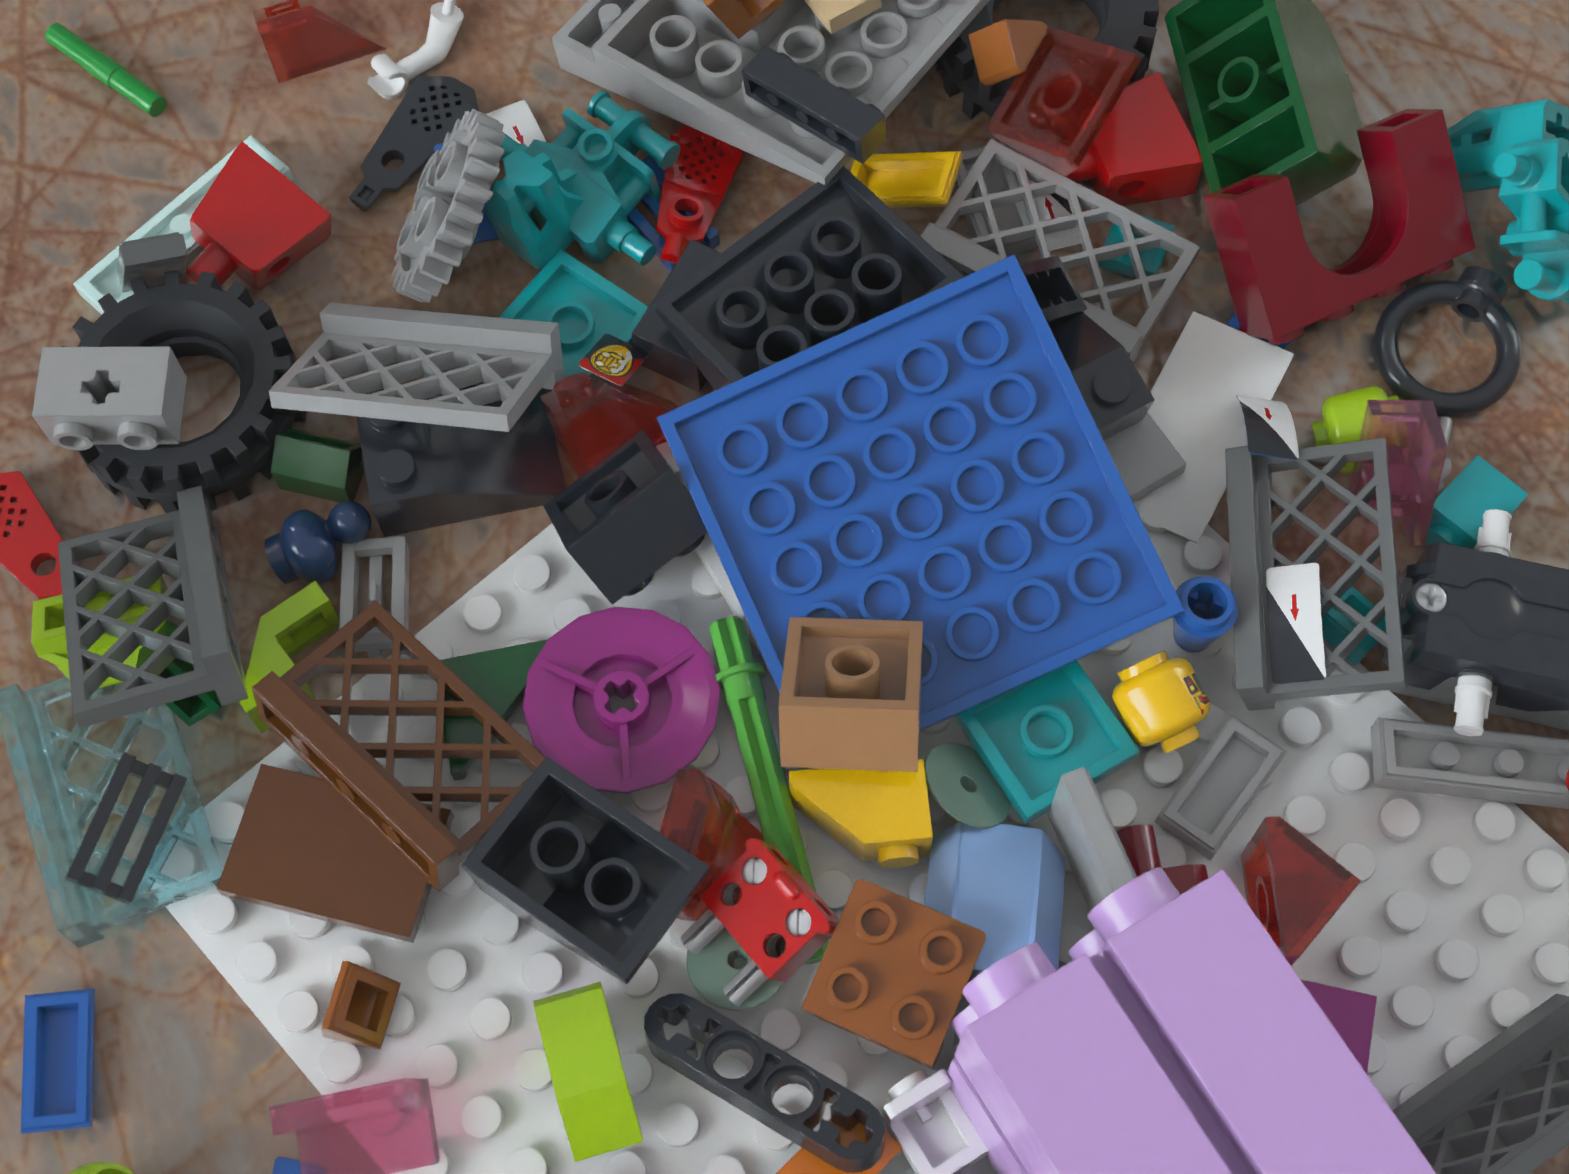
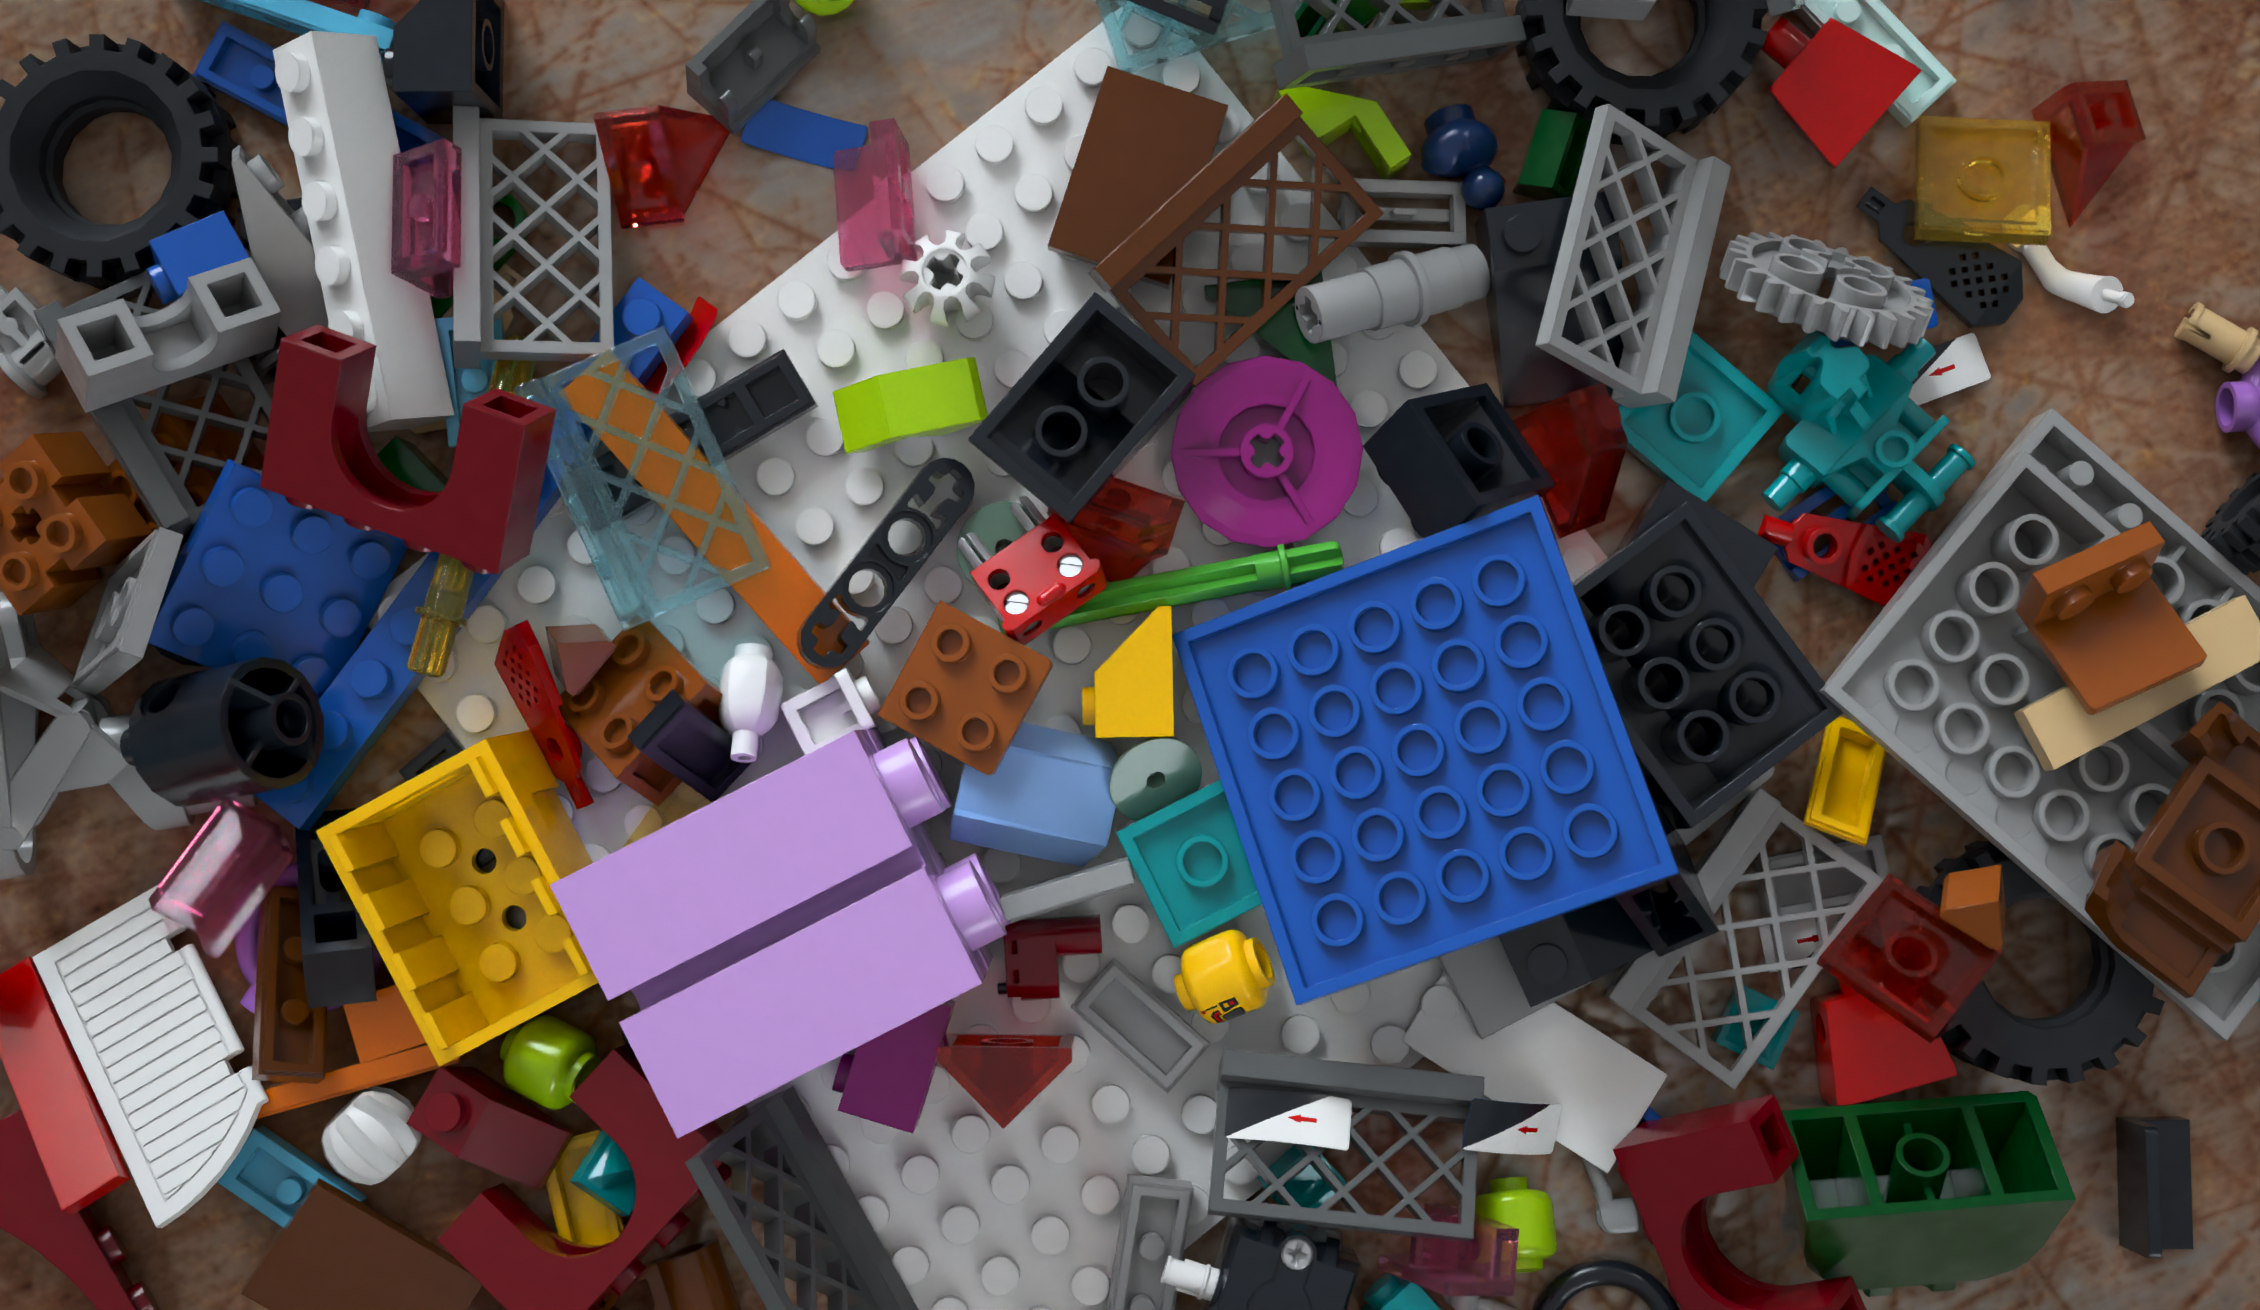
camera: 90 degrees right, 20 degrees up
(343, 107) = (1982, 180): none -> clear yellow tile
(360, 1006) = (987, 200): dark orange slope -> none
(447, 1060) = (944, 259): none -> white piece
(455, 588) = (1393, 292): none -> light grey piece
(613, 359) = (1639, 459): sticker -> none
(814, 104) = (1913, 685): black piece -> none
(851, 694) = (1238, 670): medium nougat slope -> none
(1207, 615) = (1318, 1042): blue cone -> none
(1331, 352) = (1612, 1215): none -> light grey hand

